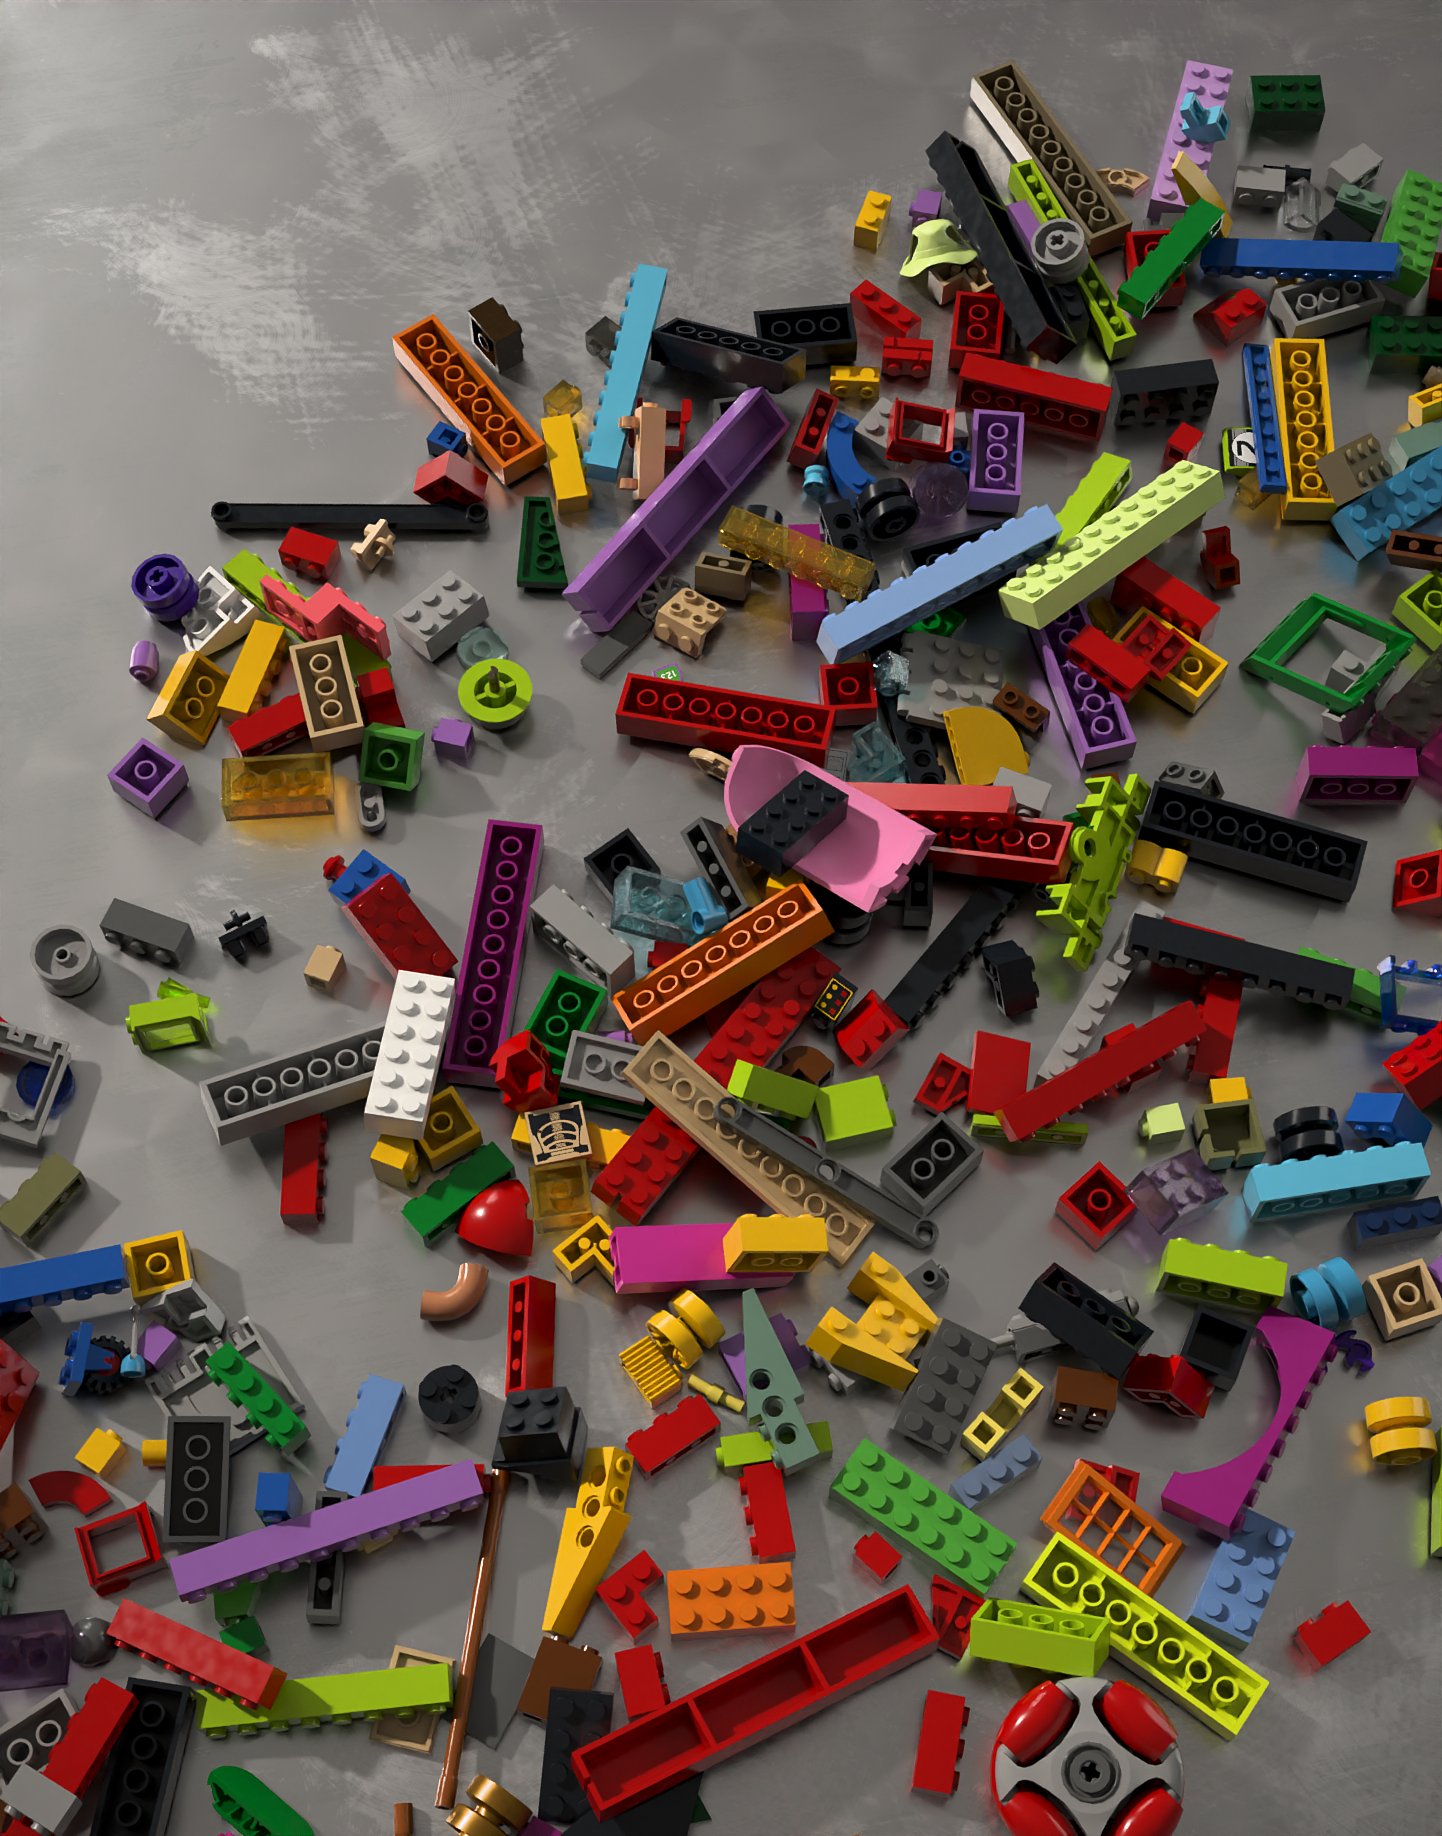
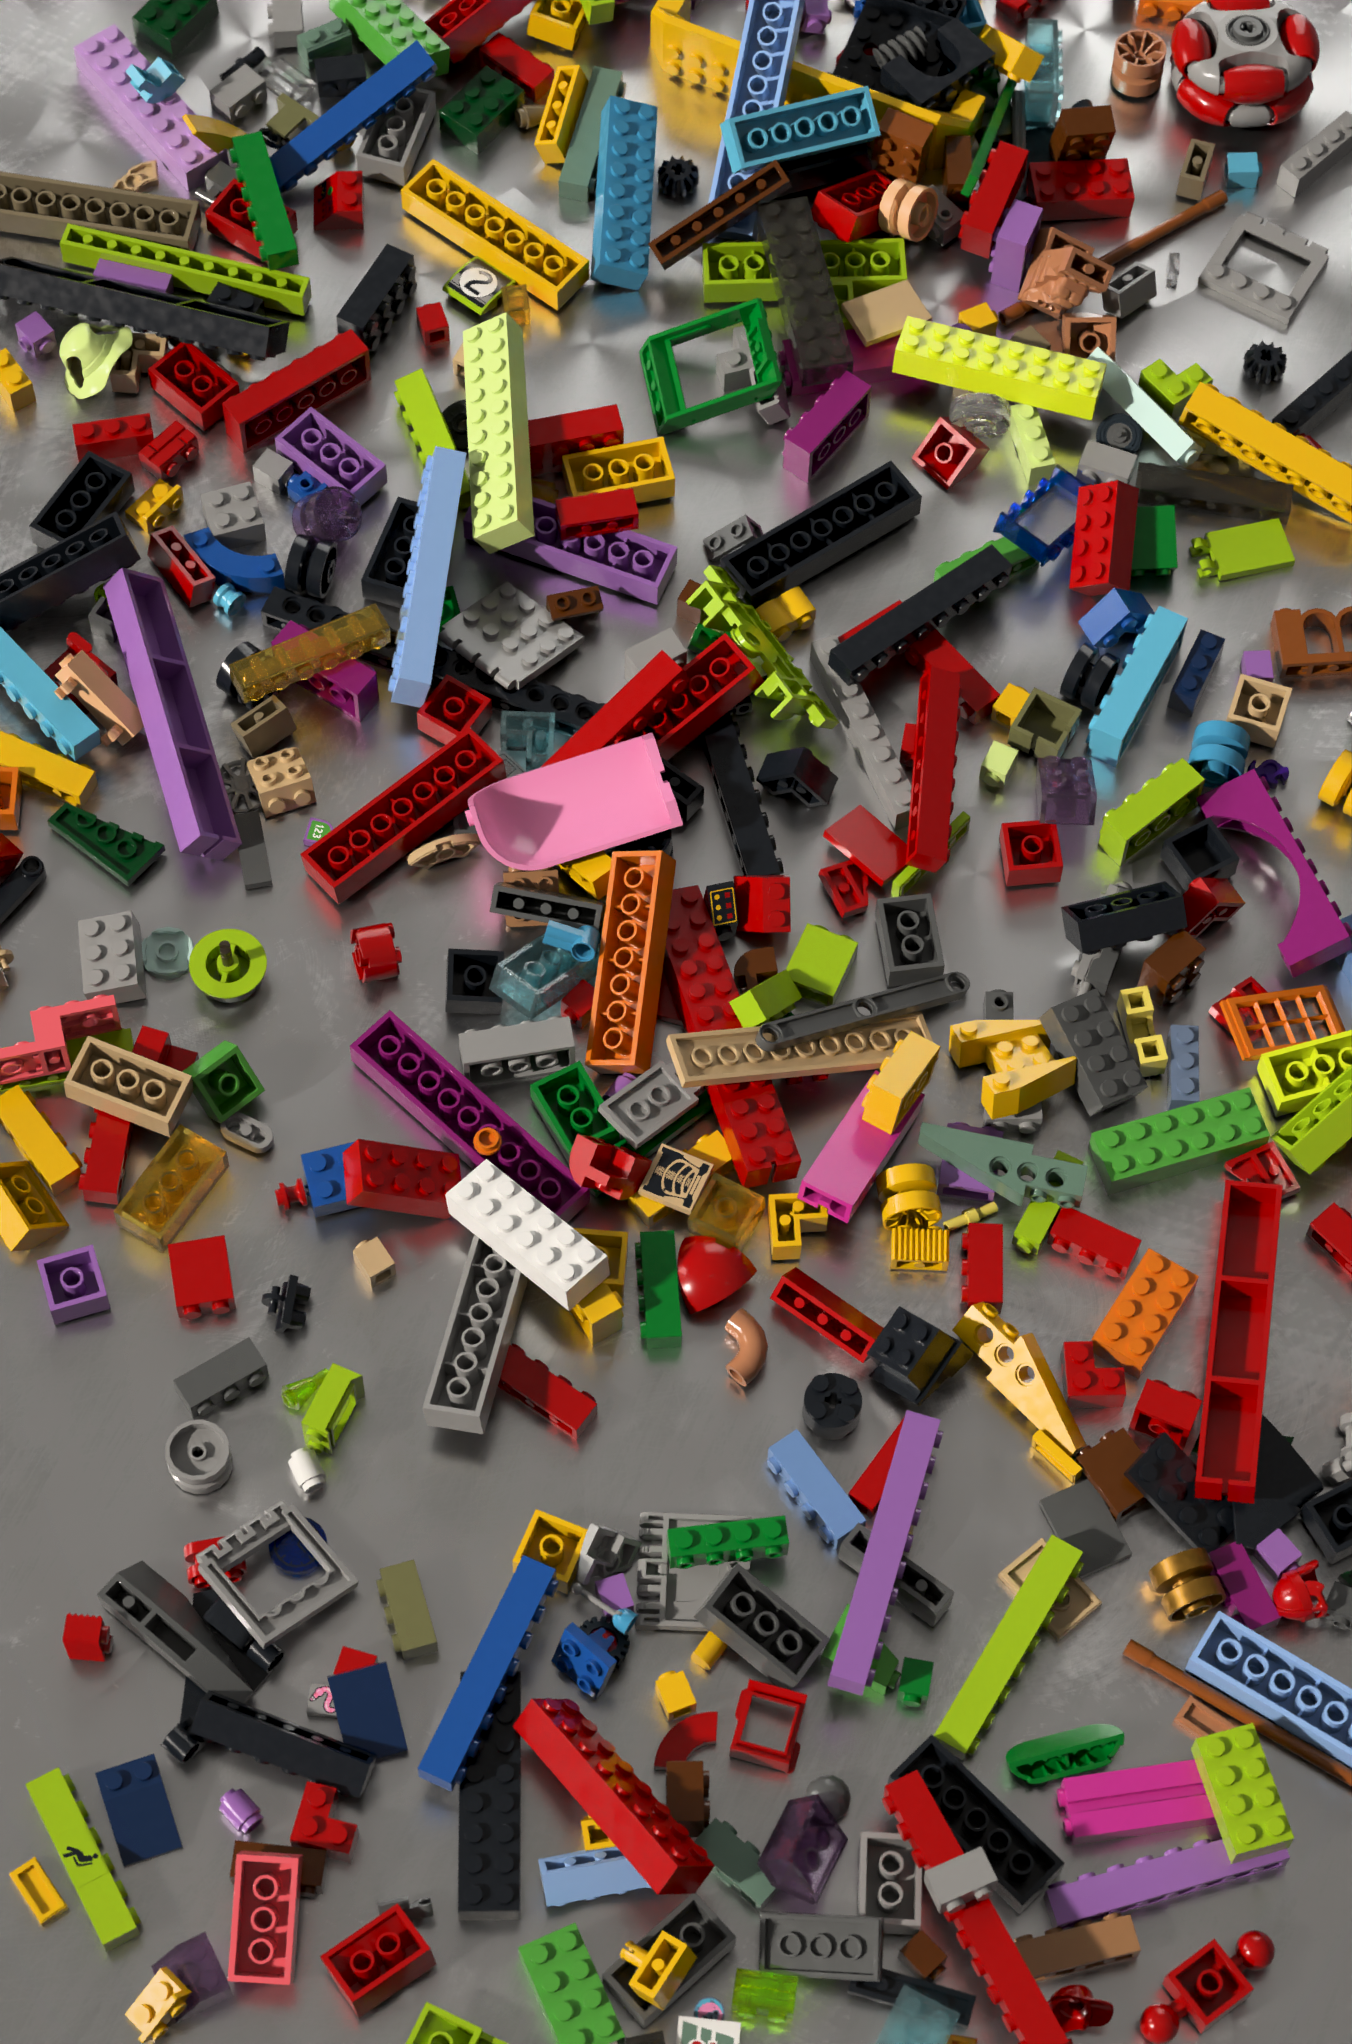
camera: 55 degrees left, 0 degrees up
(111, 1044) = (307, 1470): none -> white brick
(196, 1653) = (906, 1715): red brick -> none
(222, 859) = (201, 1277): none -> red brick
(277, 1498) = (832, 1577): blue brick -> none
(449, 1779) = (1137, 1596): dark orange piece -> none
(453, 738) = (238, 1026): medium lavender brick -> none
(477, 971) = (487, 1141): none -> orange plate
(536, 1620) = (1056, 1456): none -> yellow tile
(589, 783) = (375, 952): none -> red brick
(792, 823) = (558, 824): black brick -> none
(876, 1557) = (1184, 1192): red brick -> none
(891, 673) = (472, 667): clear light blue brick -> none
(905, 449) = (269, 514): red piece -> none
(983, 744) = (588, 653): yellow brick -> none
(1060, 250) = (186, 267): light grey wheel -> none
(1156, 646) = (608, 471): red slope -> none
(1217, 561) = (559, 380): red brick -> none
(1262, 228) = (289, 117): none -> olive piece
(1264, 419) = (461, 252): blue tile -> none
(1354, 469) = (571, 227): dark tan brick -> none

